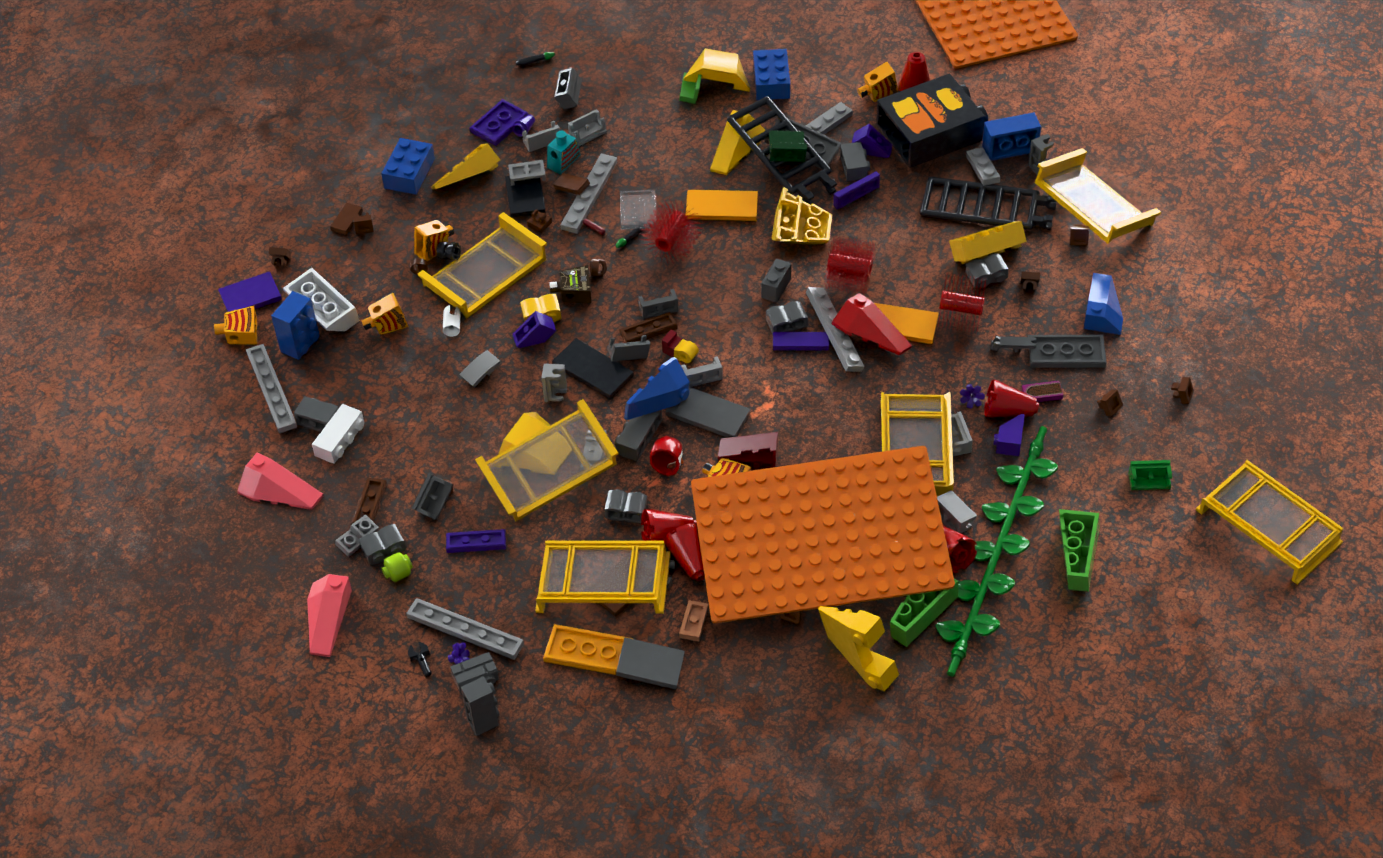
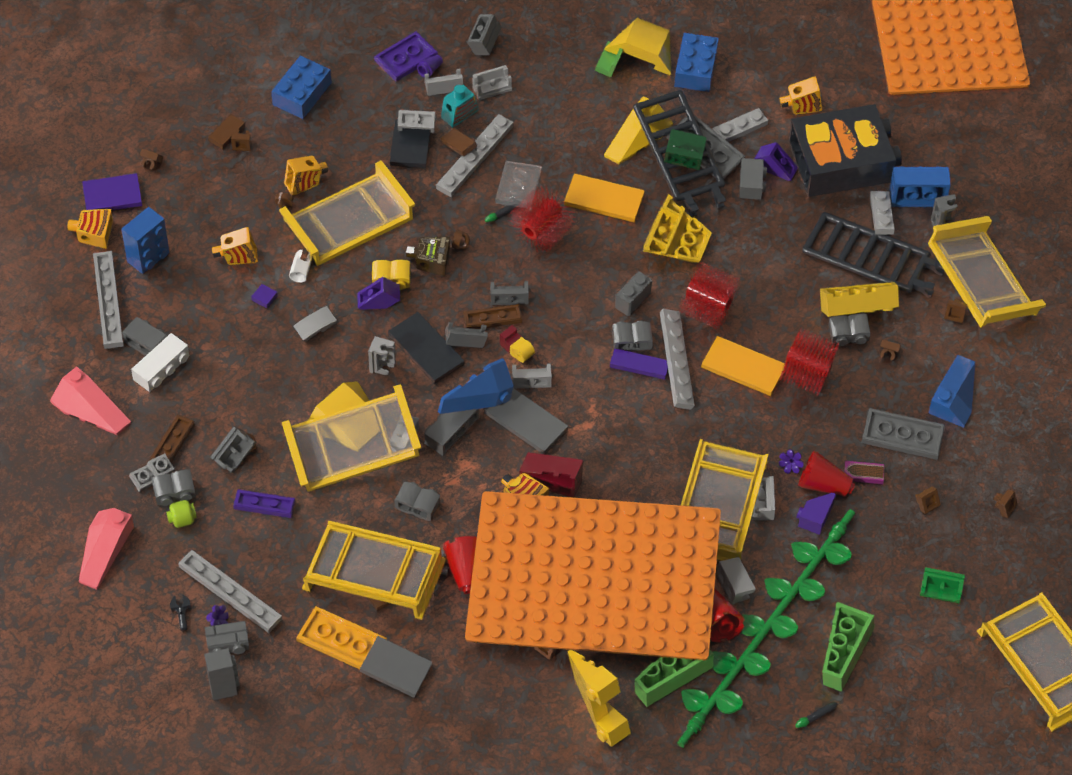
camera: 10 degrees right, 5 degrees up
(330, 307) = (181, 221): white slope -> none
(423, 354) = (264, 296): none -> dark purple tile
(448, 250) = (317, 189): black wheel -> none
(476, 162) = (372, 97): yellow wedge -> none
(539, 221) = (416, 176): reddish brown tile -> none
(594, 227) = (469, 193): dark red piece -> none
(660, 523) = (445, 528): red cone -> none
(666, 452) = (468, 454): red piece -> none
(693, 620) = (449, 633): nougat plate -> none
(856, 190) = (744, 211): dark purple tile -> none
(866, 320) = (710, 361): red wedge -> none
(914, 71) = (842, 94): red cone -> none
(1016, 343) = (853, 414): dark grey piece -> none
(1061, 627) = (803, 722): none -> black piece

